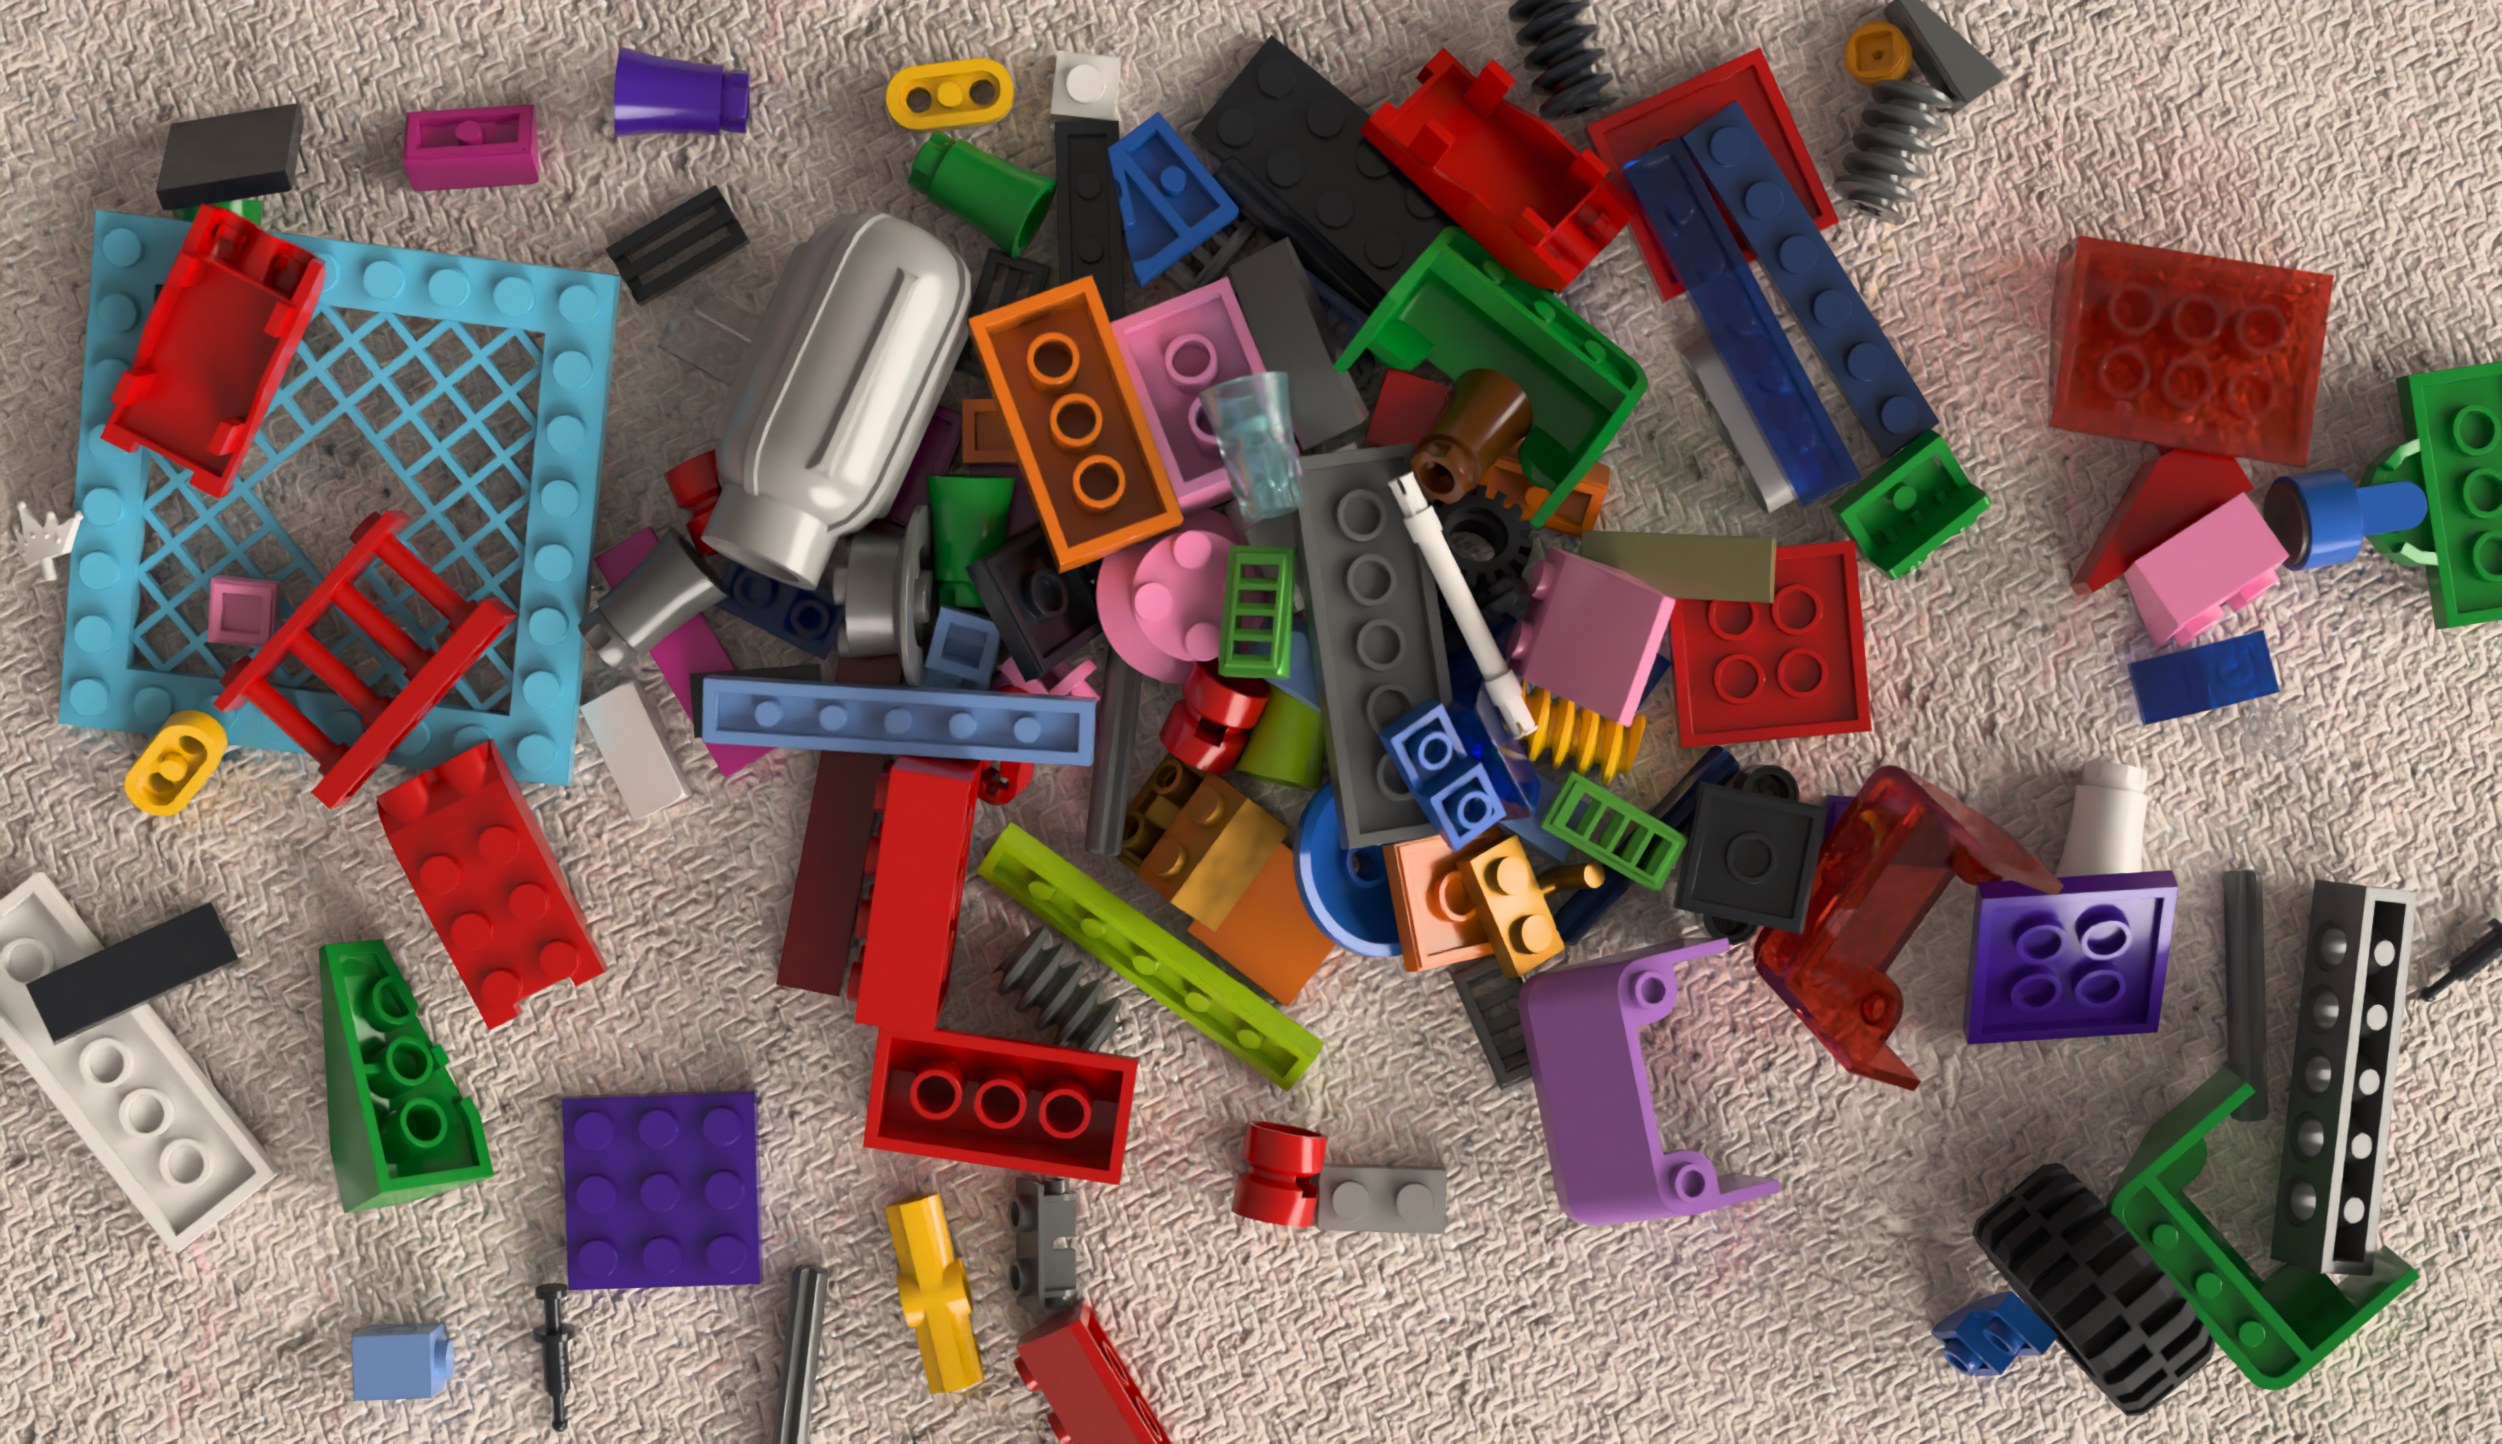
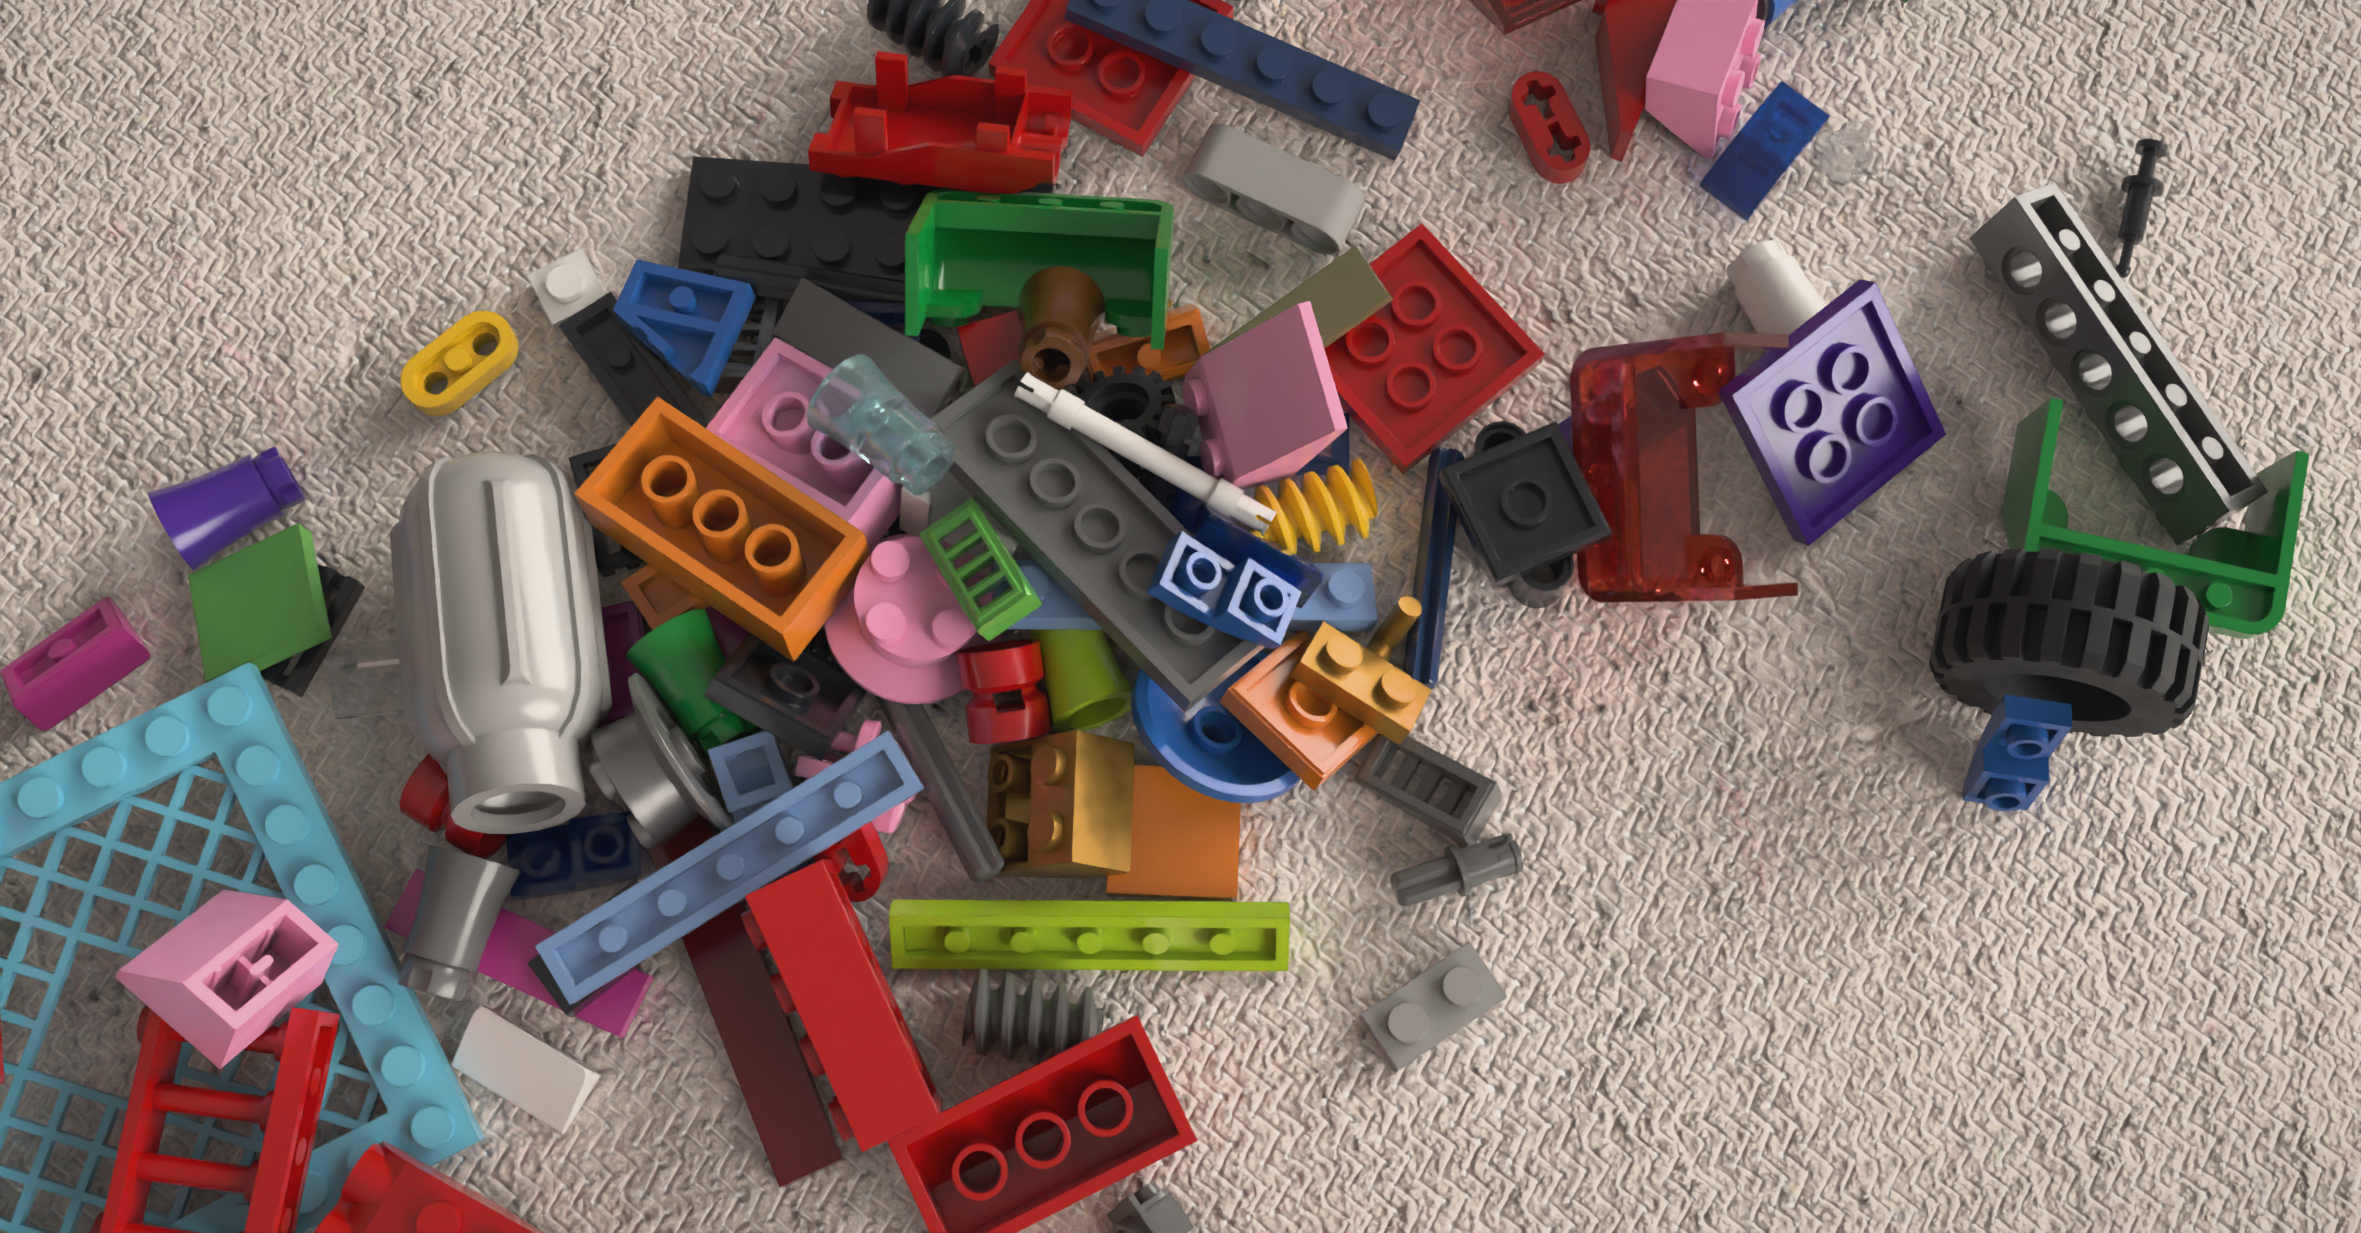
camera: 35 degrees left, 15 degrees down
(243, 610) = (78, 1178): bright pink tile -> none
(454, 534) = (231, 970): none -> bright pink slope
(652, 210) = (260, 604): none -> bright green tile
(983, 191) = (534, 413): green plant -> none
(1279, 1174) = (1330, 1041): red wheel -> none
(1477, 1108) = (1458, 870): none -> dark grey axle
(1597, 1091) = (1549, 775): medium lavender windscreen -> none
(1659, 859) = (1454, 556): bright green slope -> none
(1740, 323) = (1212, 113): clear blue plate -> none
(1909, 506) = (1444, 172): green bracket -> none
(2050, 525) = (1560, 121): none -> red beam
(2246, 988) = (1980, 351): dark grey axle -> none

